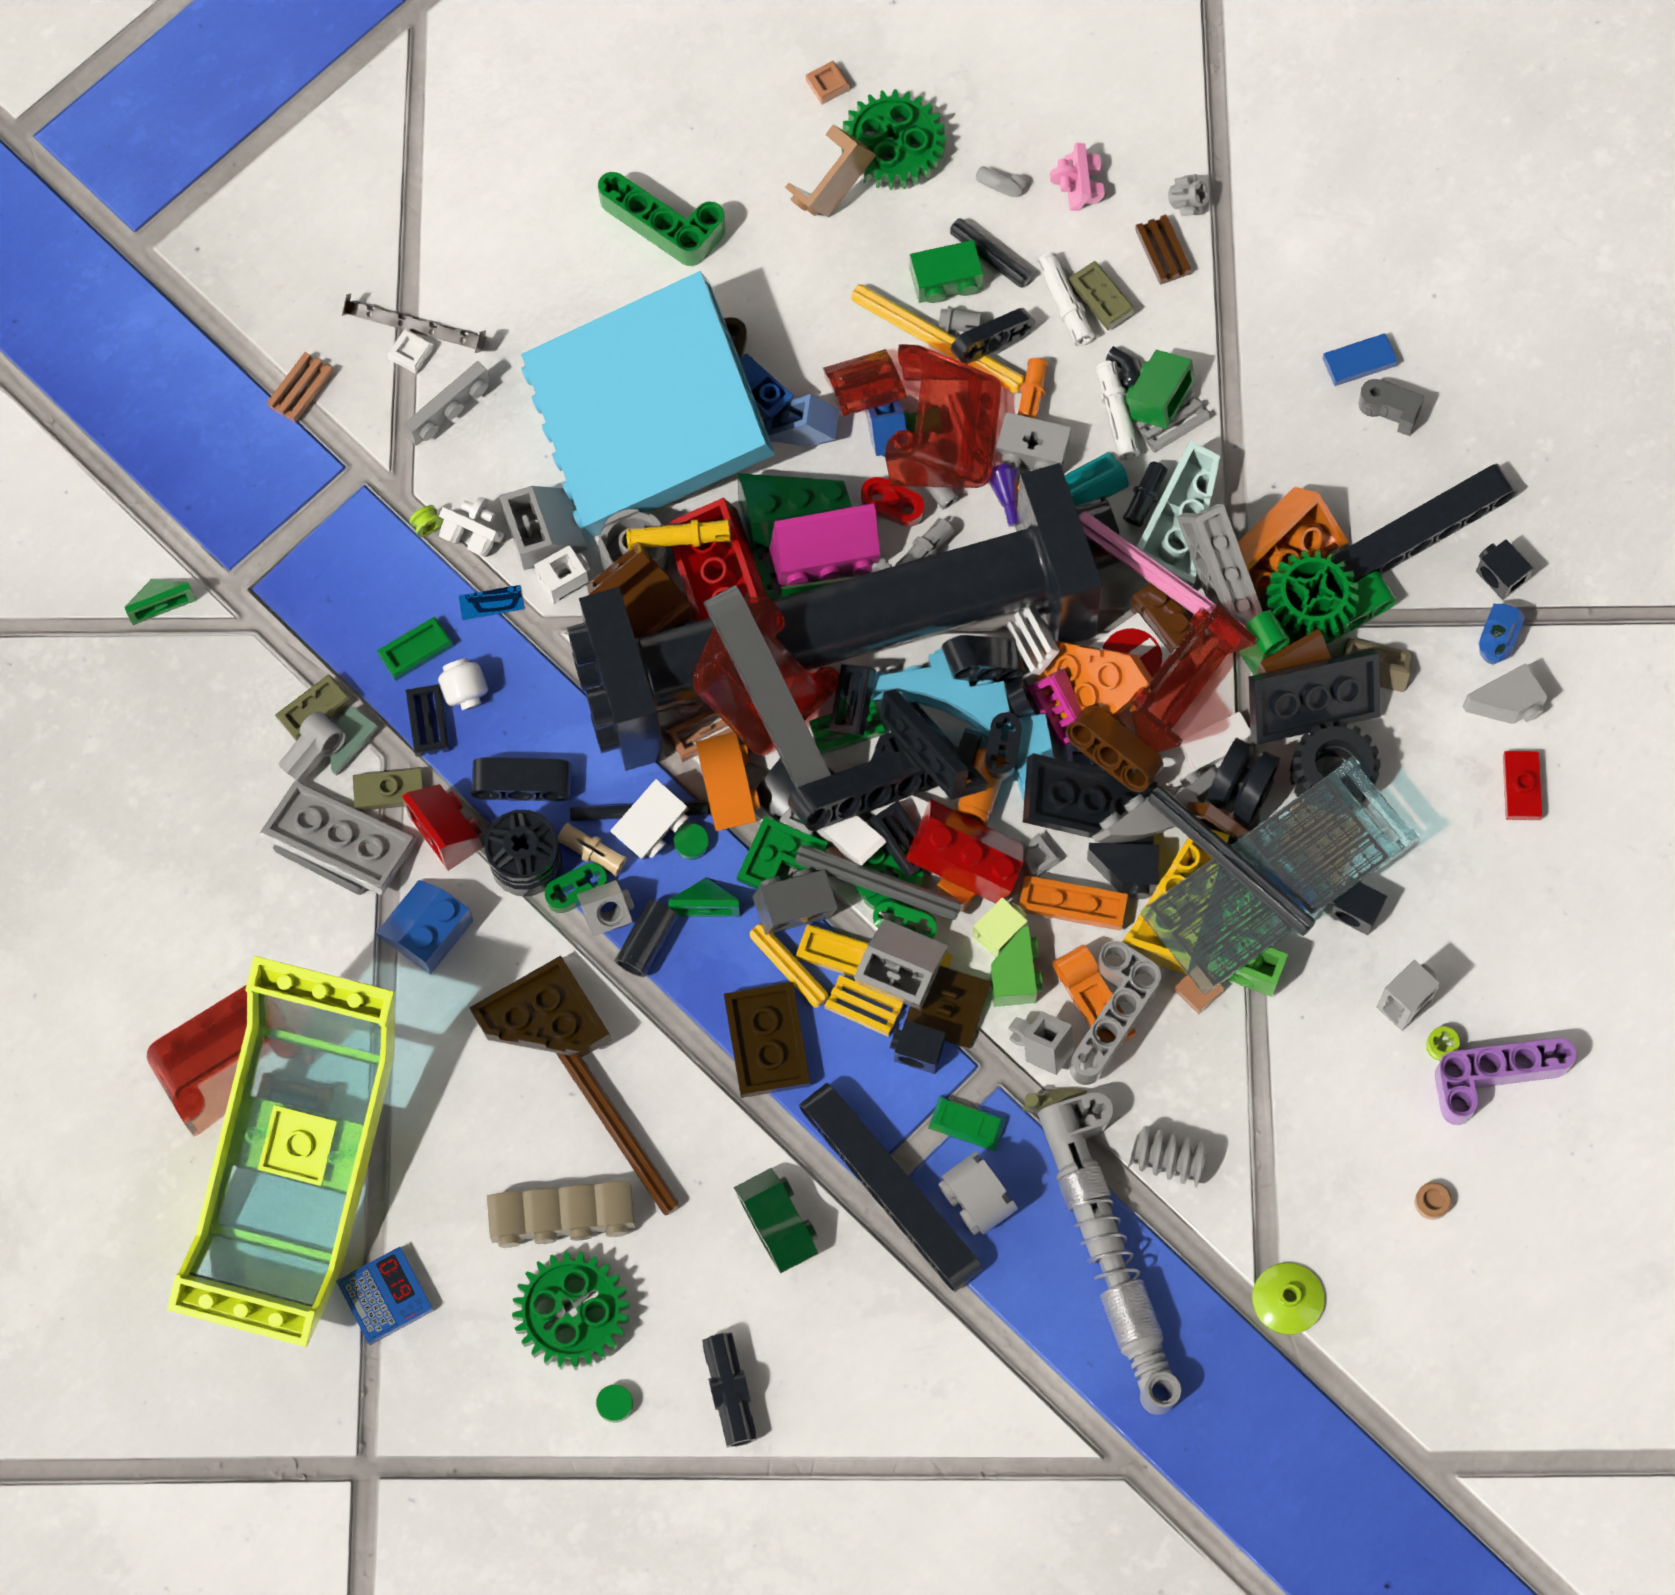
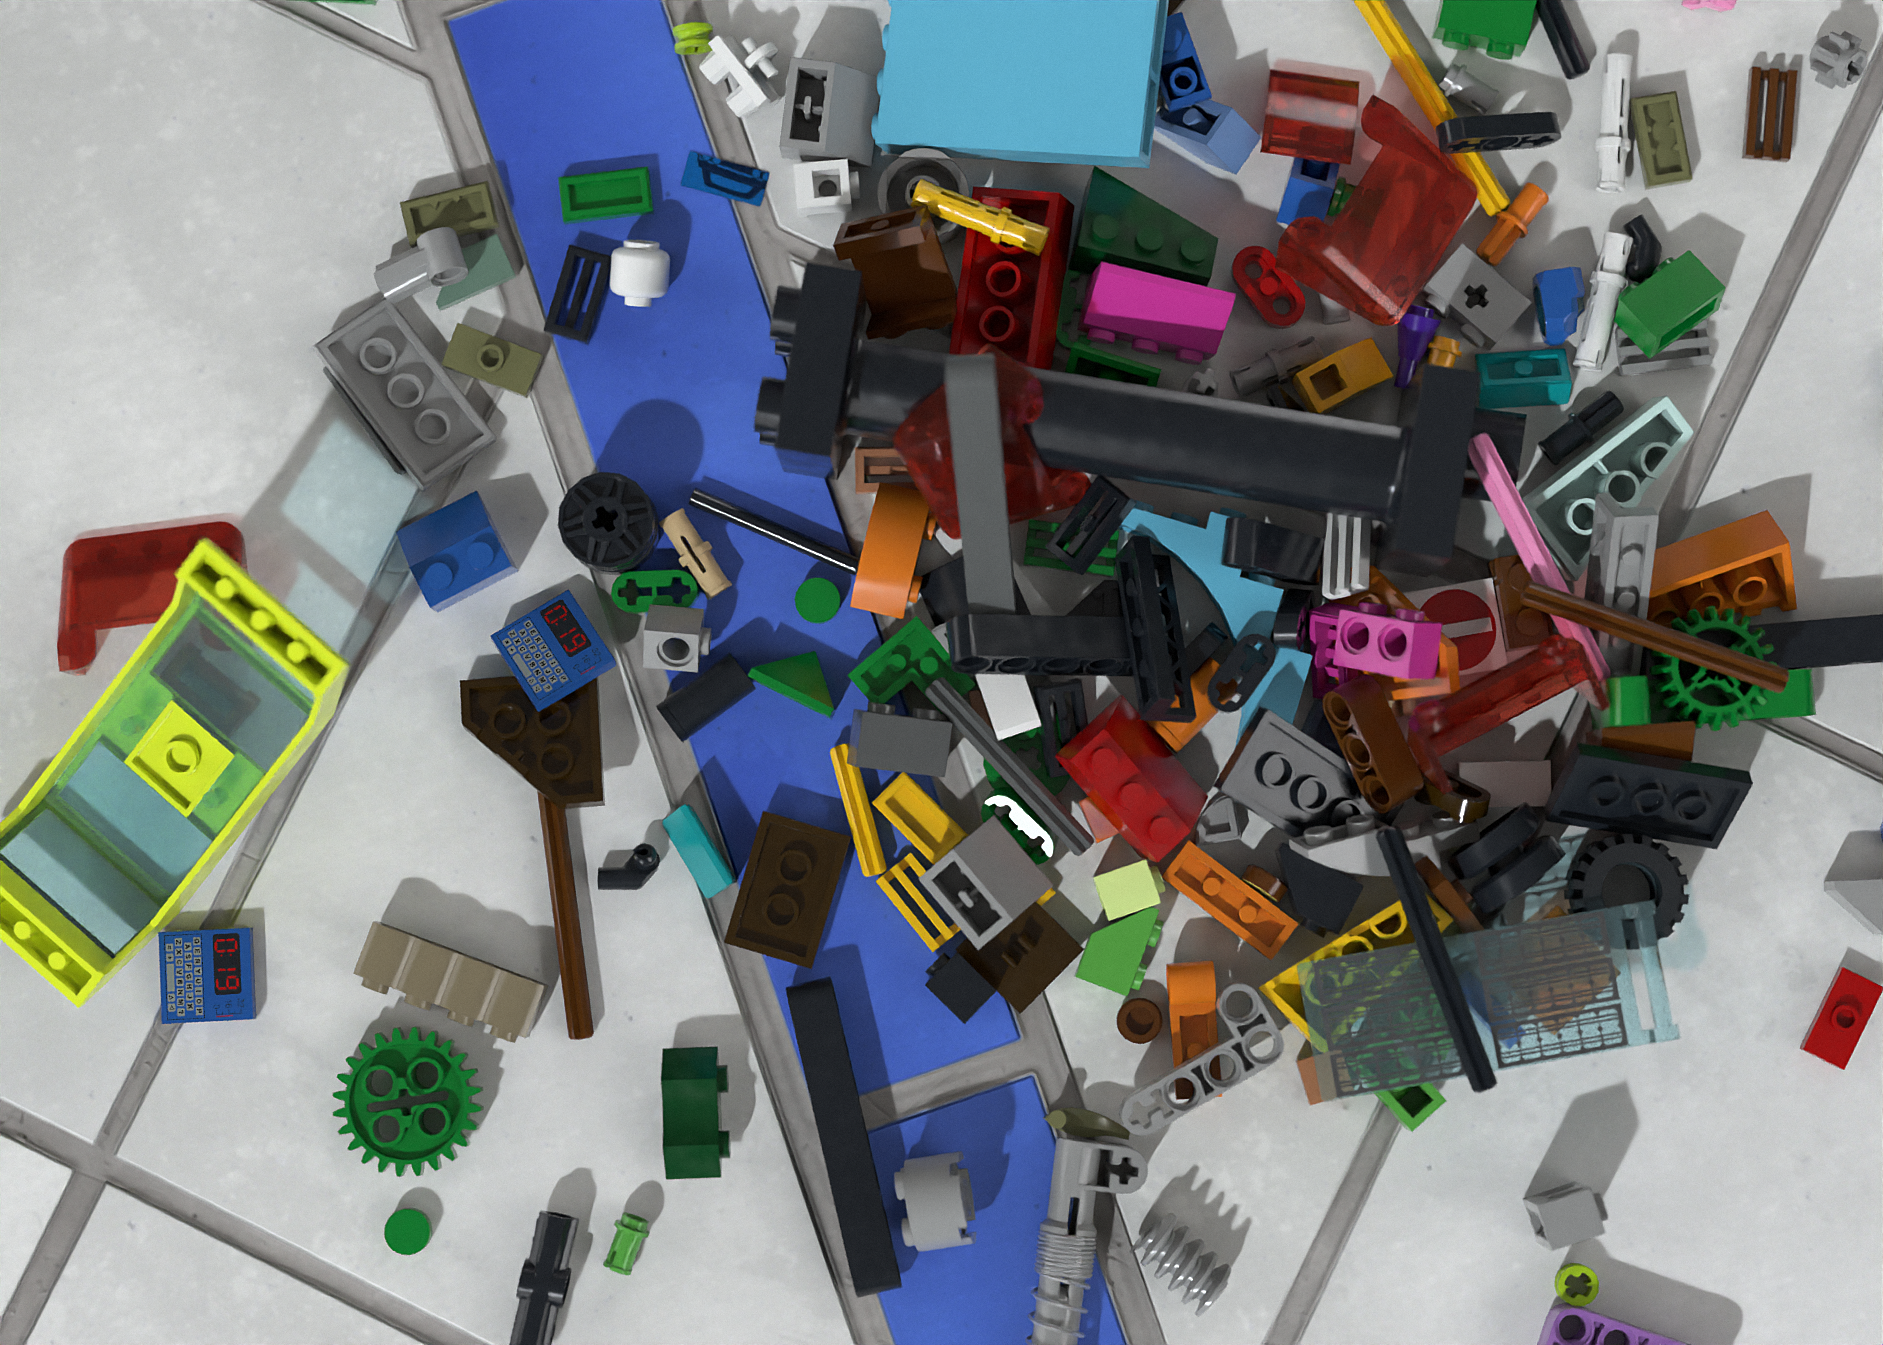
camera: 30 degrees right, 15 degrees up
(442, 824) = (532, 440): red slope -> none
(521, 779) = (653, 426): black beam -> none
(524, 956) = (553, 650): none -> blue tile
(650, 820) = (778, 556): white piece -> none
(654, 1080) = (634, 873): none -> black arm
(692, 1043) = (698, 851): none -> teal slope
(774, 1334) = (626, 1243): none -> bright green pin
(967, 1123) = (972, 1102): green tile -> none
(970, 527) = (1341, 377): none -> light orange slope
(1046, 1041) = (1107, 1058): light grey brick -> none
(1055, 1006) = (1139, 1020): none -> reddish brown tile
(1088, 423) = (1558, 303): none -> blue rock
(1091, 679) = (1377, 641): none -> dark pink brick
(1091, 877) = (1264, 883): none -> reddish brown tile
(1195, 759) = (1464, 803): none -> dark brown plate
(1262, 586) = (1654, 636): none -> reddish brown axle
(1359, 907) = (1567, 1079): black brick -> none
(1393, 663) = (1770, 789): dark tan slope -> none

